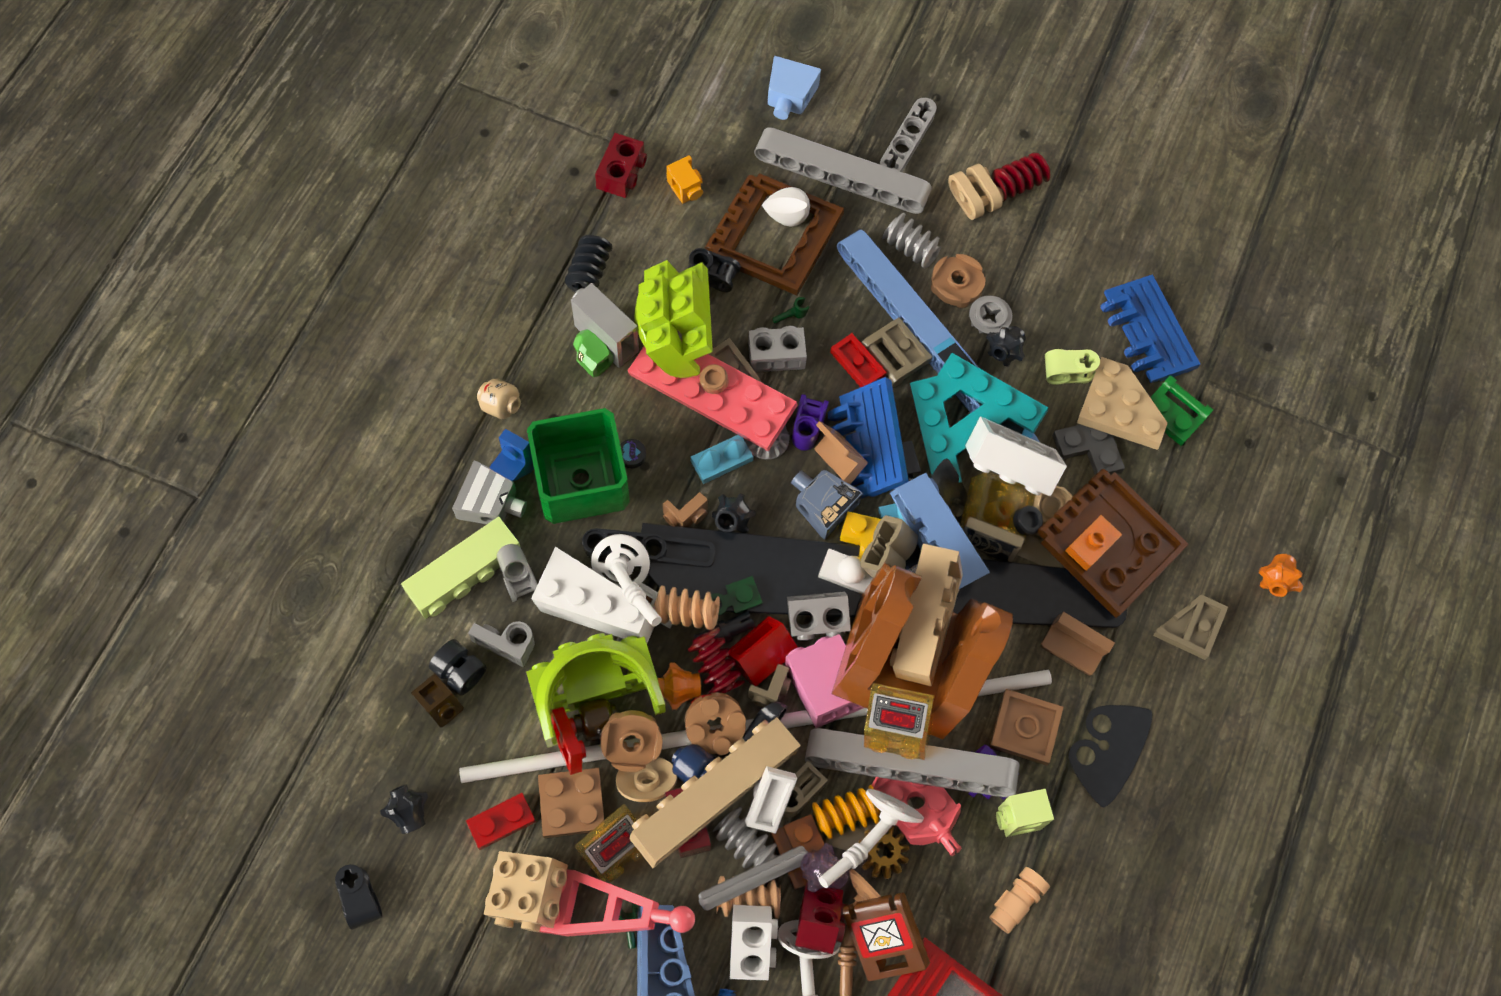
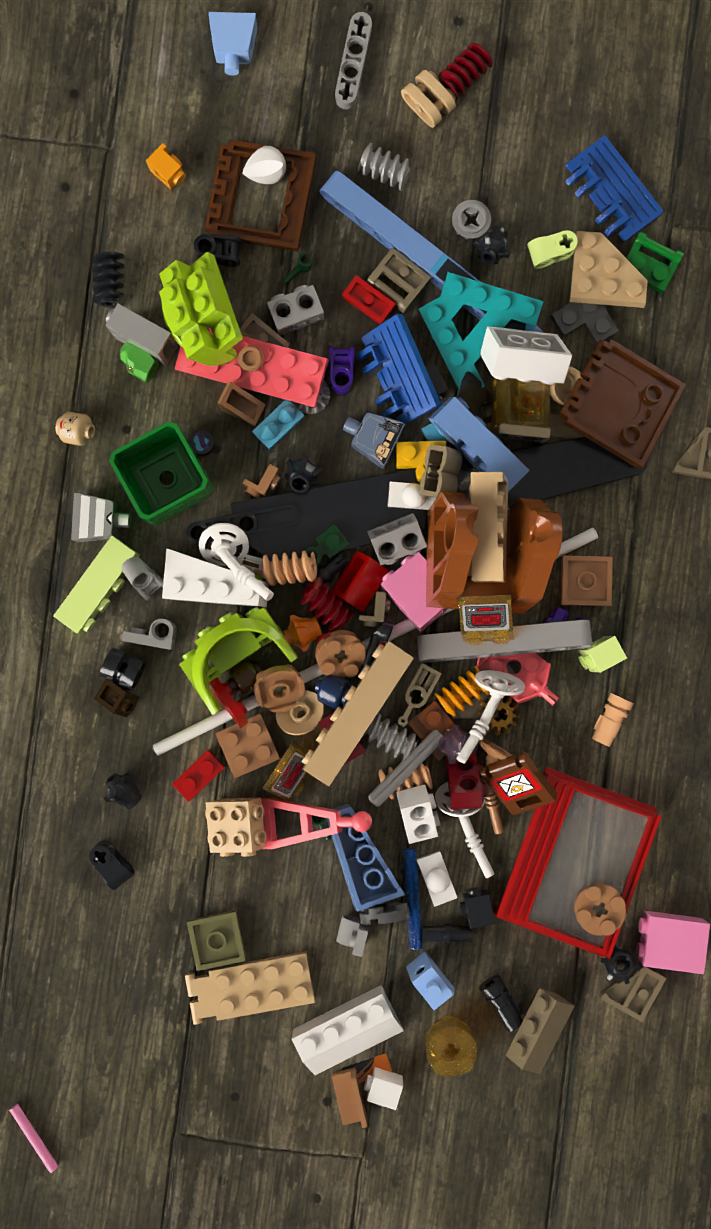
camera: 10 degrees left, 20 degrees up
(515, 458) = (105, 482): blue slope -> none
(617, 164) = (98, 170): dark red brick -> none
(686, 424) = (240, 404): none -> medium nougat slope
(770, 799) = (402, 706): white tile -> none
(839, 454) = (376, 393): medium nougat panel -> none
(843, 170) = (304, 113): light grey beam -> none
(958, 294) = (427, 181): medium nougat plate -> none
(1027, 520) = (548, 407): black tile -> none
(1076, 643) = (611, 500): medium nougat panel -> none
(1093, 542) = (607, 411): orange plate -> none
(1113, 766) = (667, 566): black piece -> none

